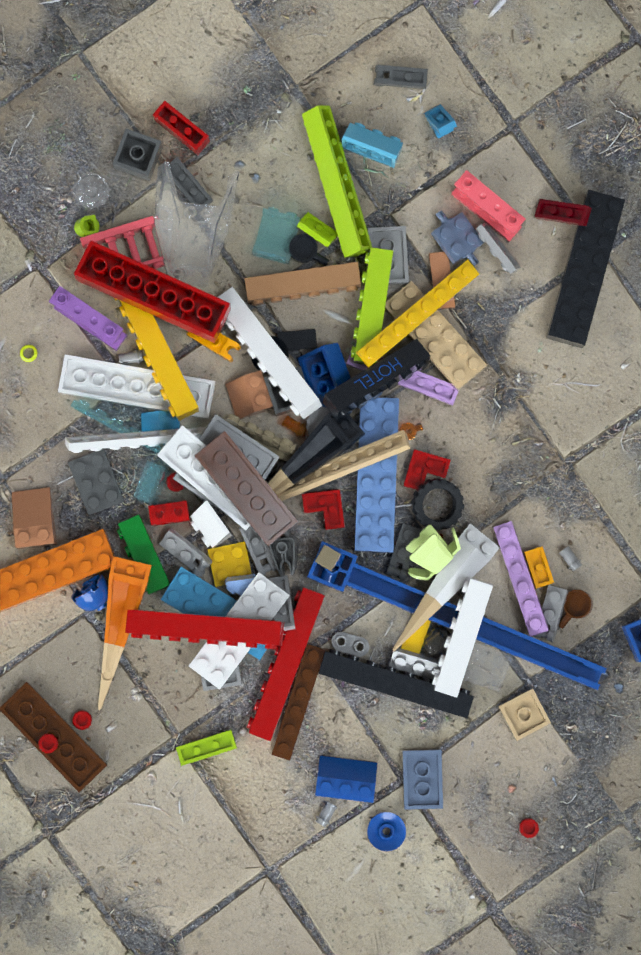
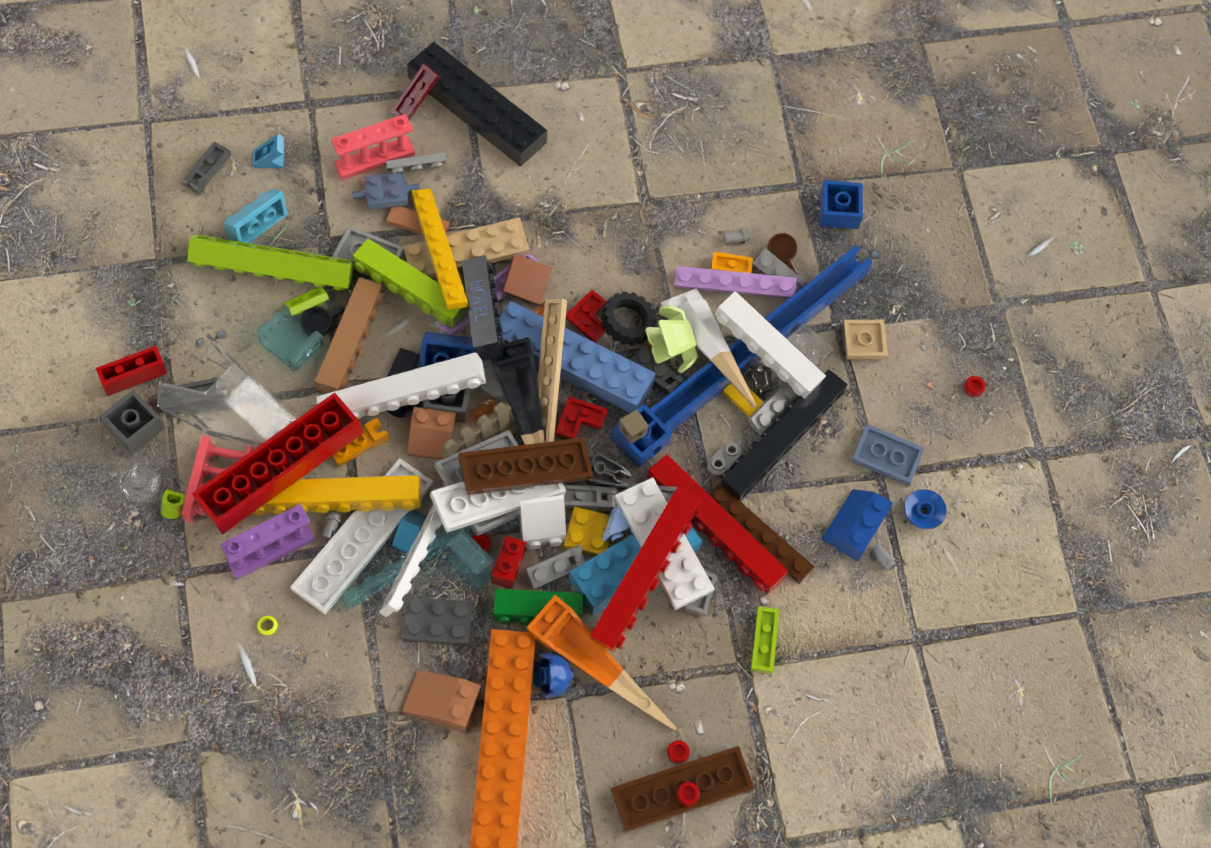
camera: 70 degrees left, 20 degrees down
(430, 401) = (527, 279): none -> dark orange tile

